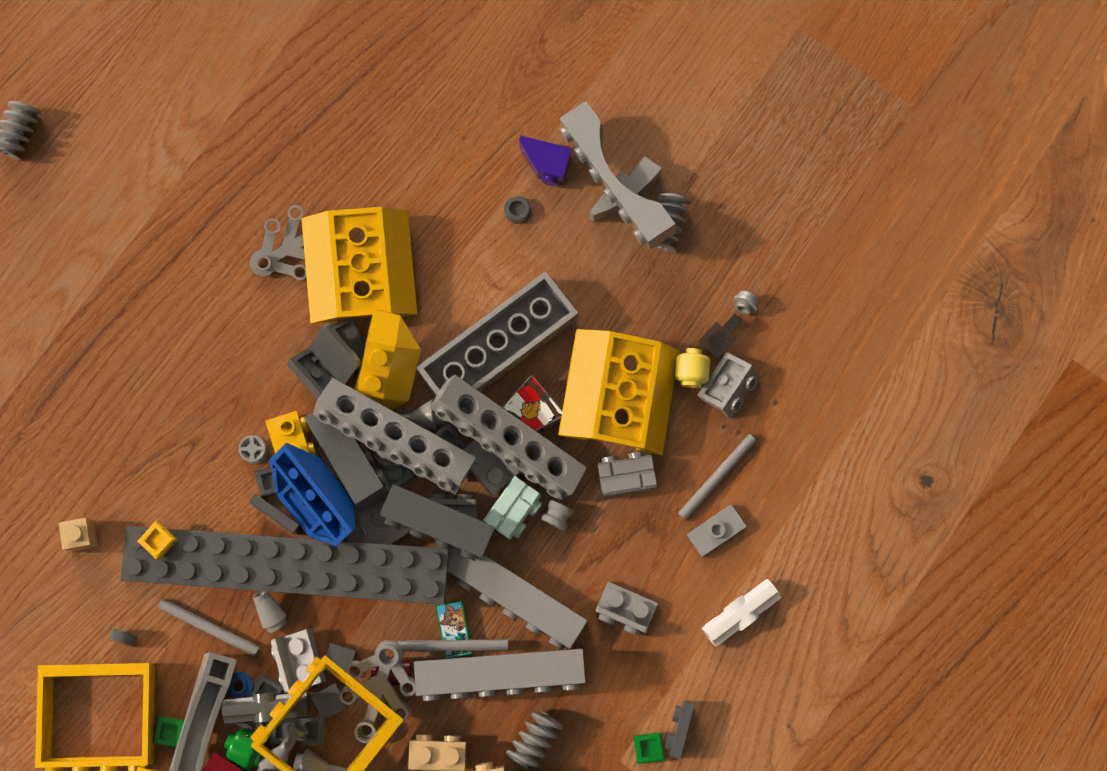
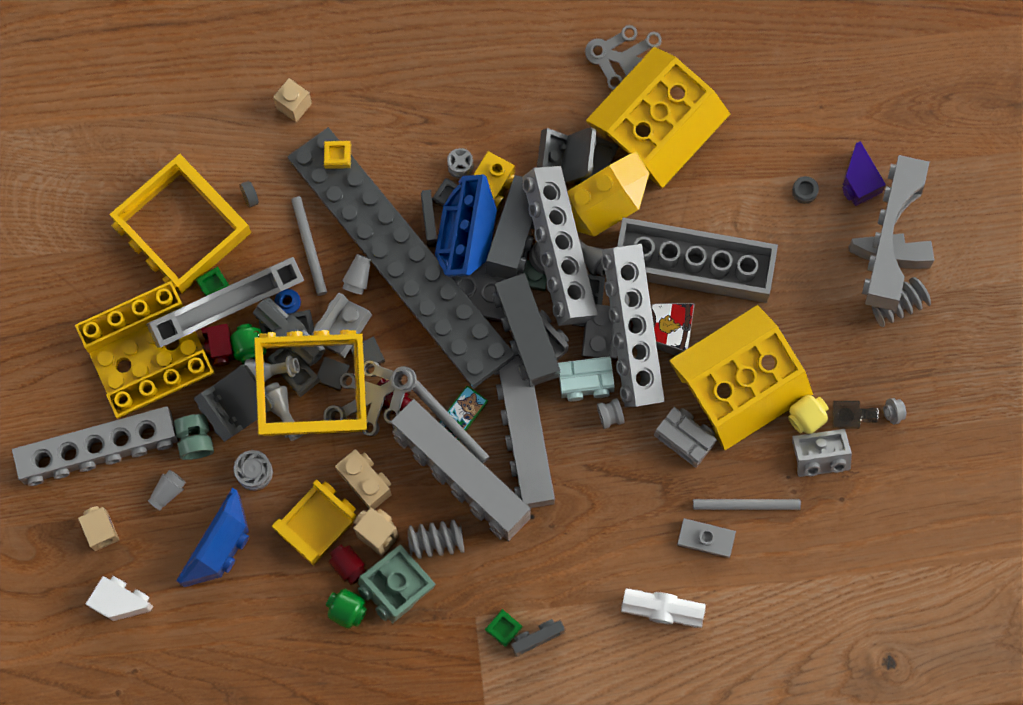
camera: 50 degrees right, 5 degrees down
(626, 608) = (589, 522): light grey bracket -> none

